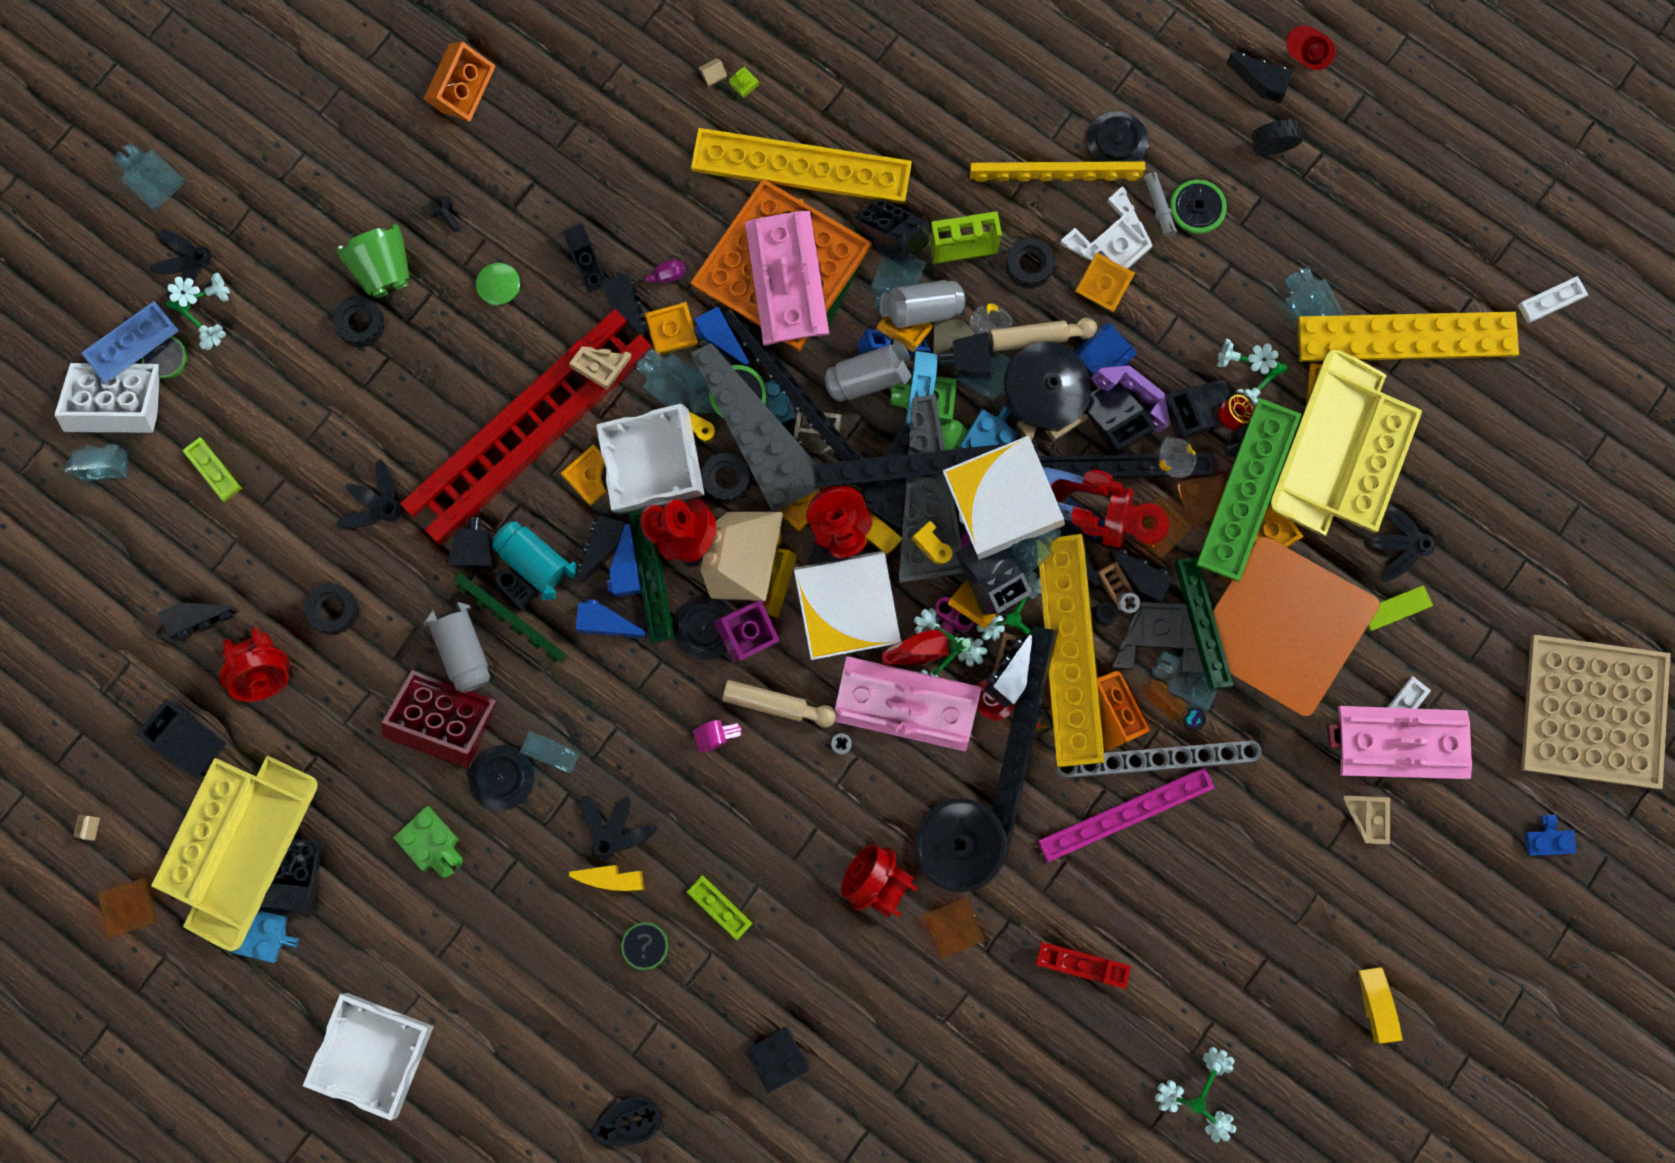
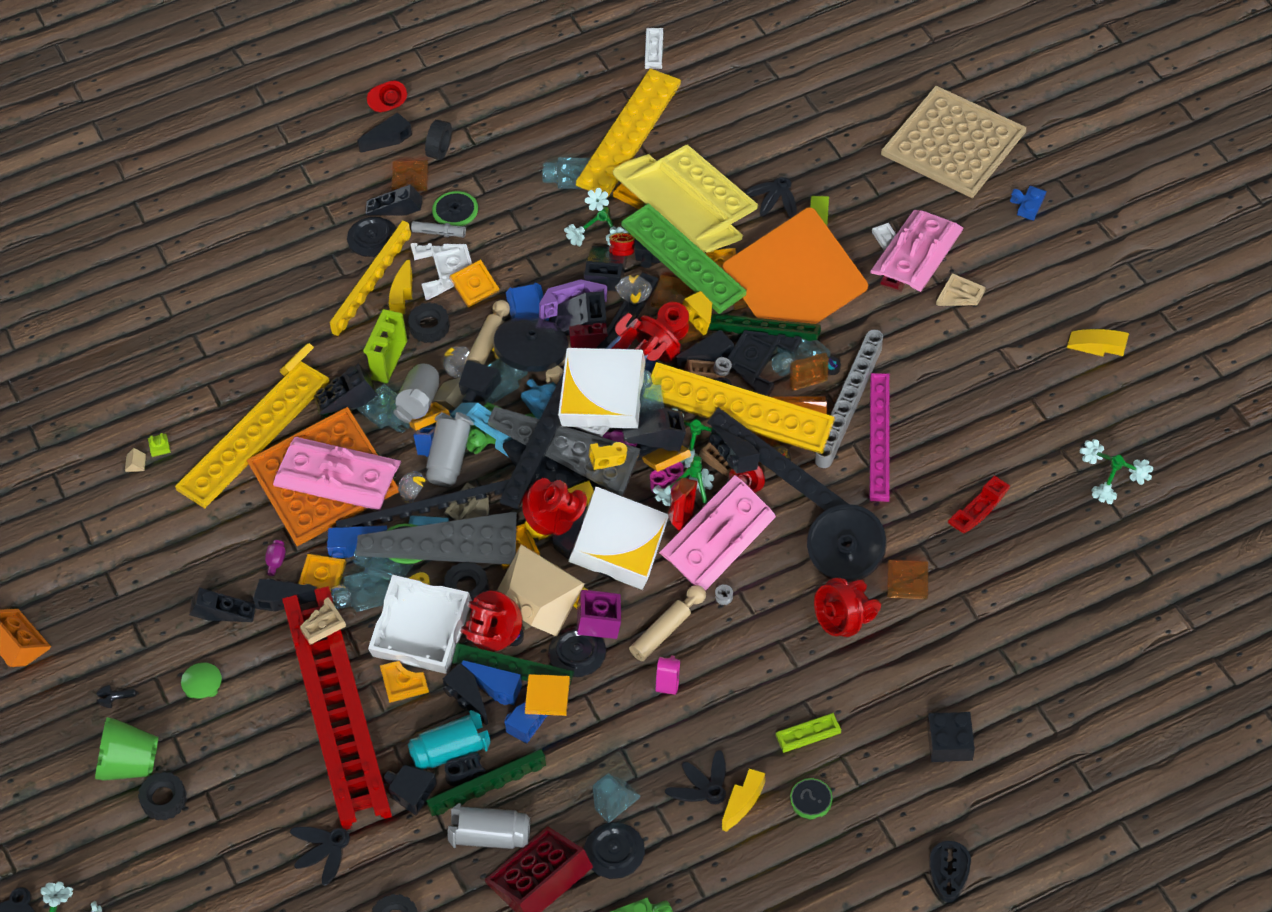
camera: 60 degrees left, 25 degrees down
(626, 628) = (547, 695): none -> light orange tile
(807, 359) = (410, 486): none -> clear hair
(912, 155) = (296, 359): none -> yellow tile
(1058, 210) = (401, 288): none -> yellow slope
(1090, 439) = (587, 335): none -> dark red slope
(1171, 140) = (395, 203): none -> black slope
(1185, 541) = (699, 311): none -> yellow slope
(1219, 133) = (409, 173): none -> clear orange plate

